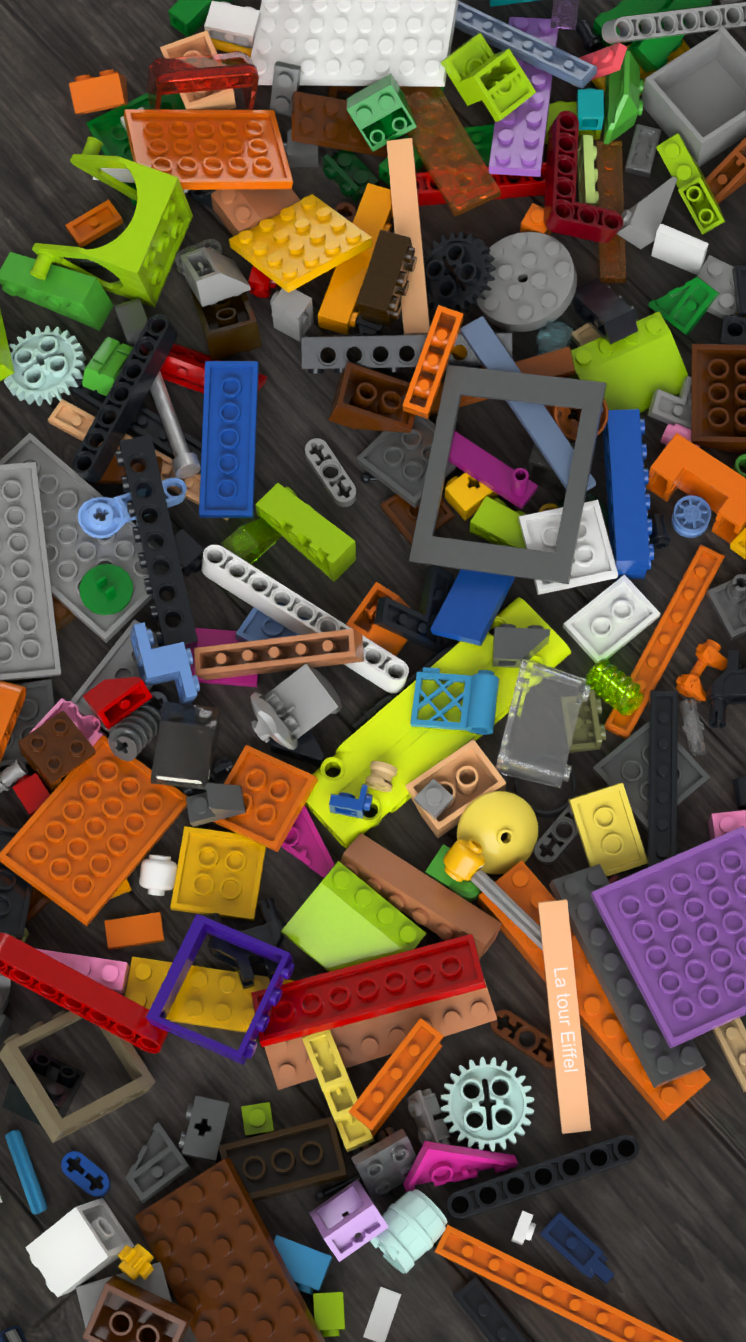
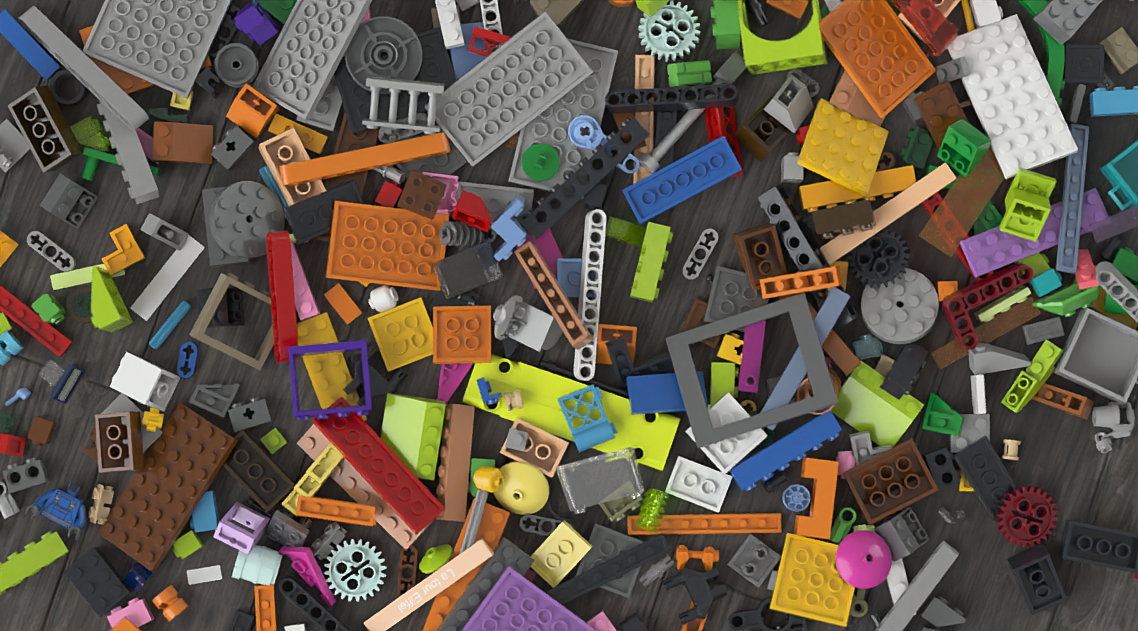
camera: 60 degrees right, 15 degrees up
(216, 804) = (442, 309): dark grey slope -> none
(515, 644) = (641, 436): dark grey slope -> none
(529, 988) = (436, 558): none -> lime dish

